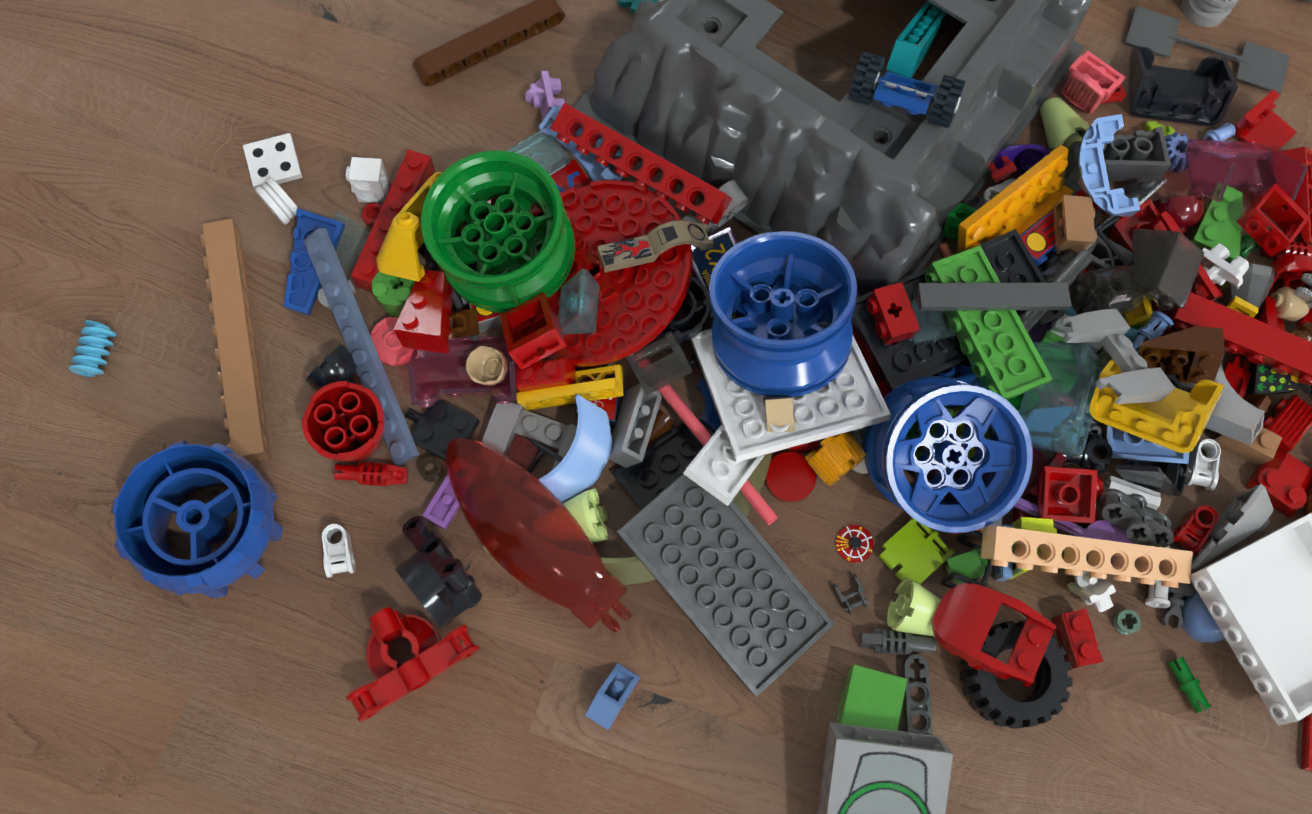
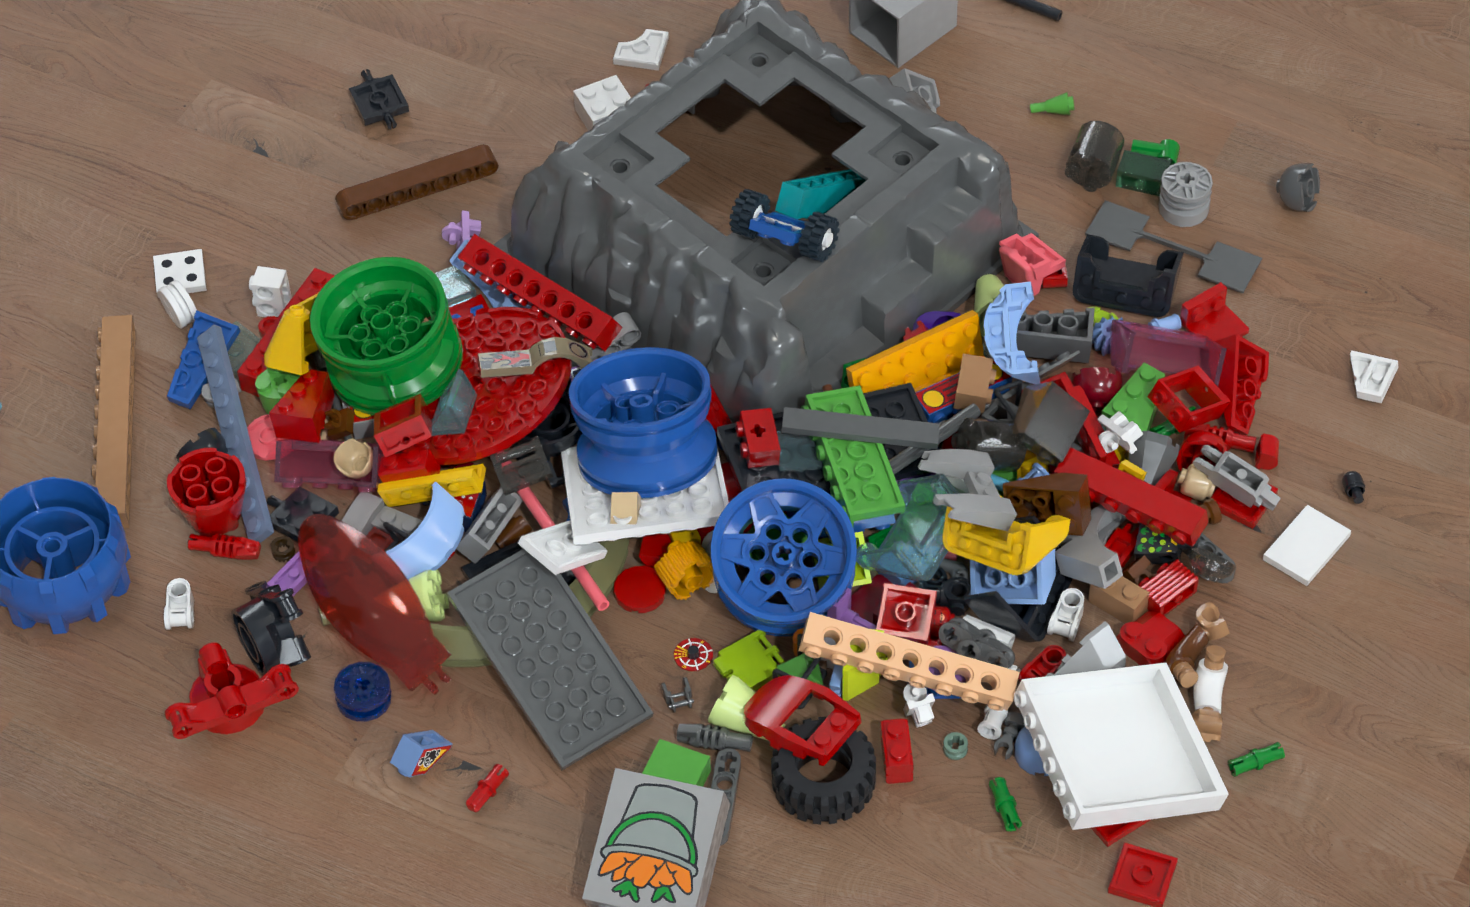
camera: 15 degrees right, 20 degrees down
(540, 646) = (362, 691): none -> clear blue wheel
(685, 729) = (486, 788): none -> red axle

